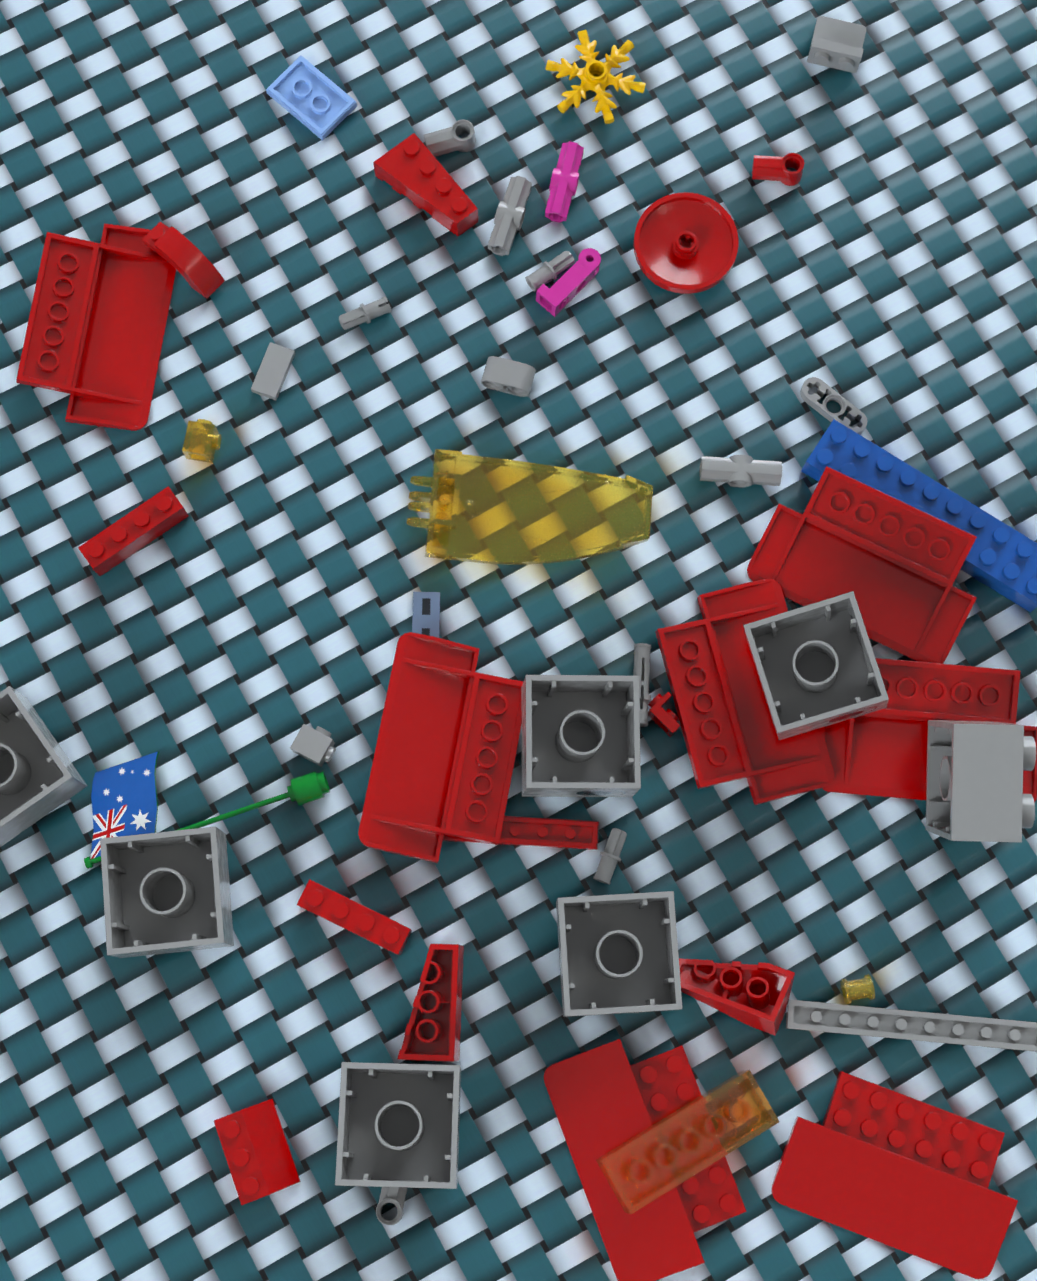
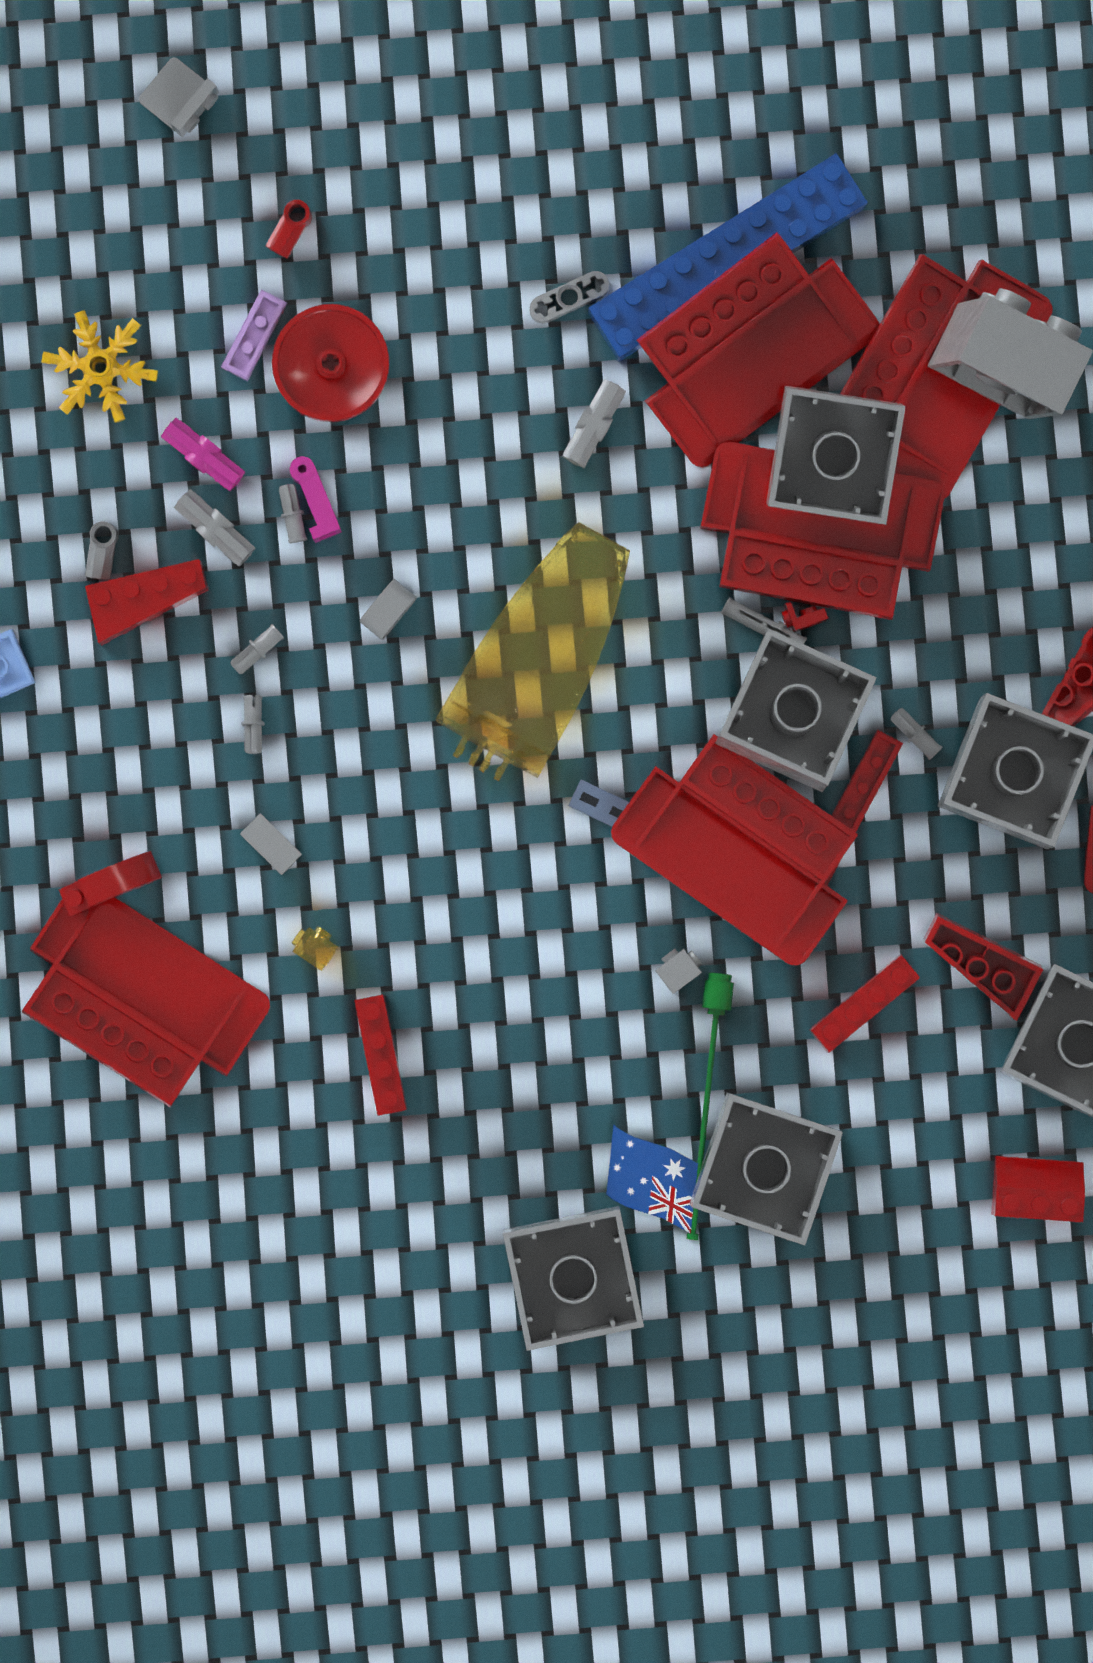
camera: 65 degrees left, 10 degrees up
(427, 291) = (256, 649): none -> light grey axle
(678, 180) = (254, 335): none -> lavender tile

